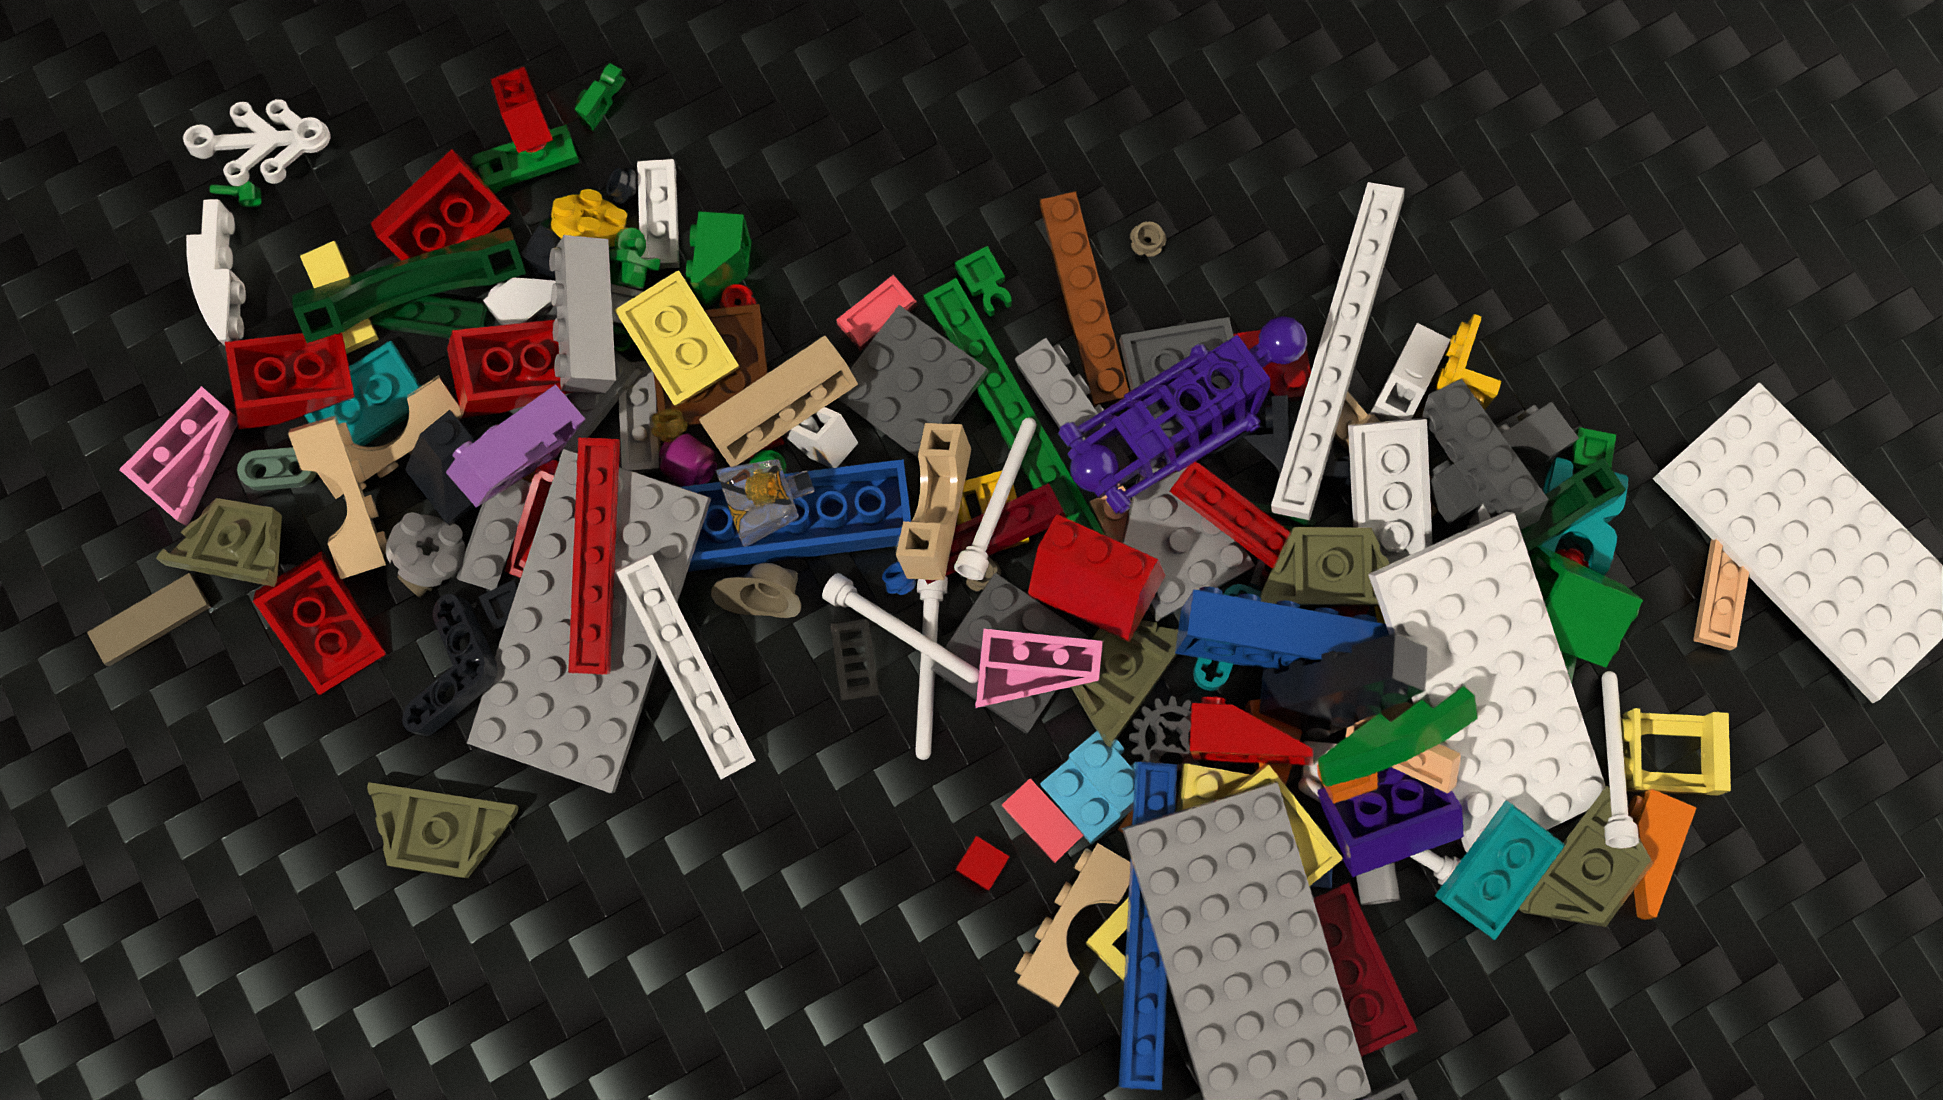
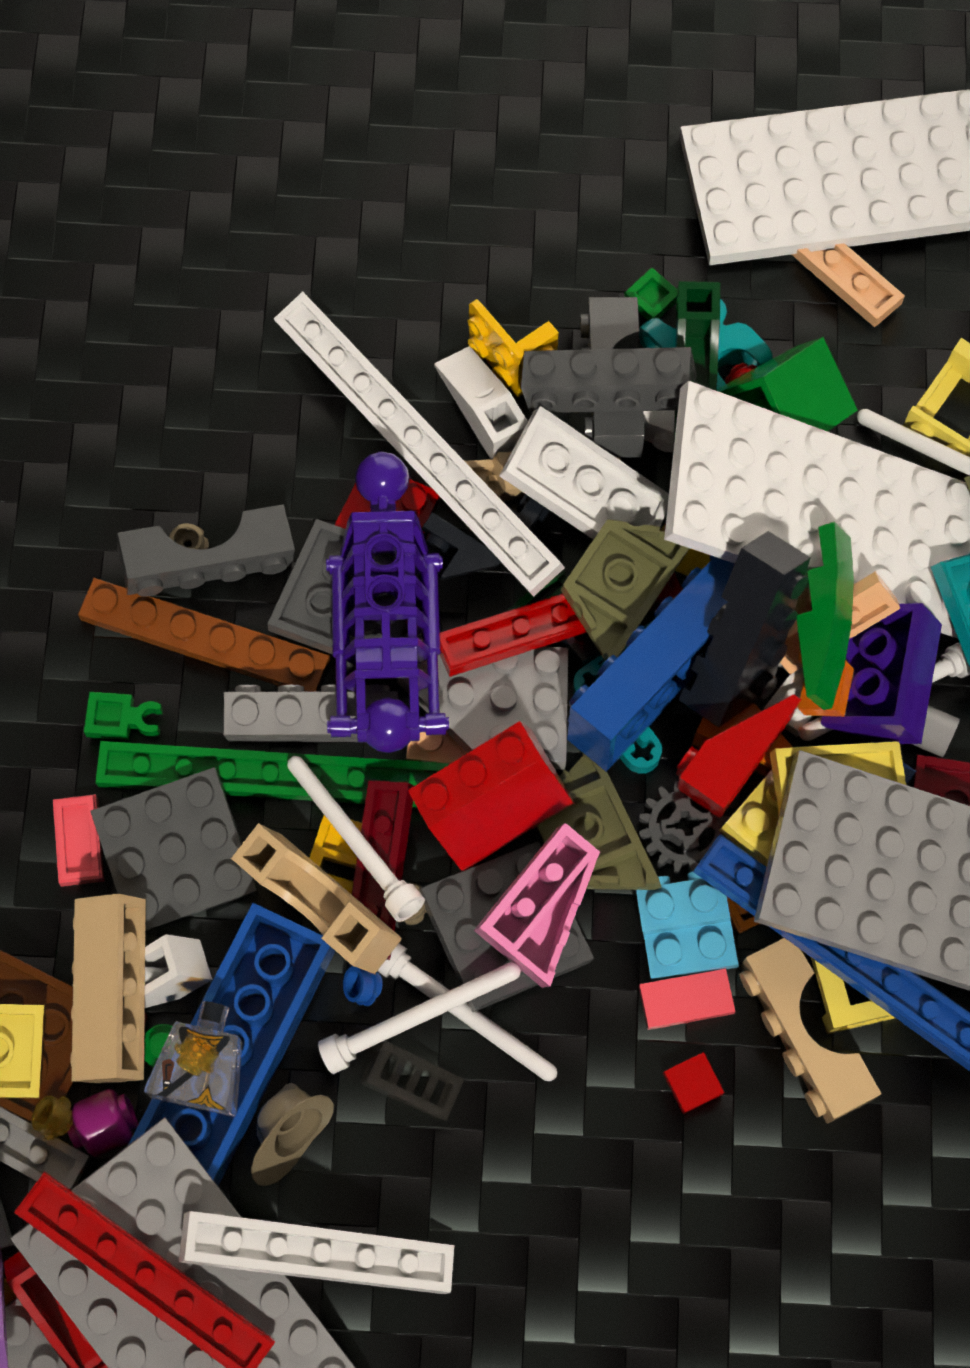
camera: 60 degrees left, 5 degrees down
(1177, 287) = (156, 562): none -> dark grey arch

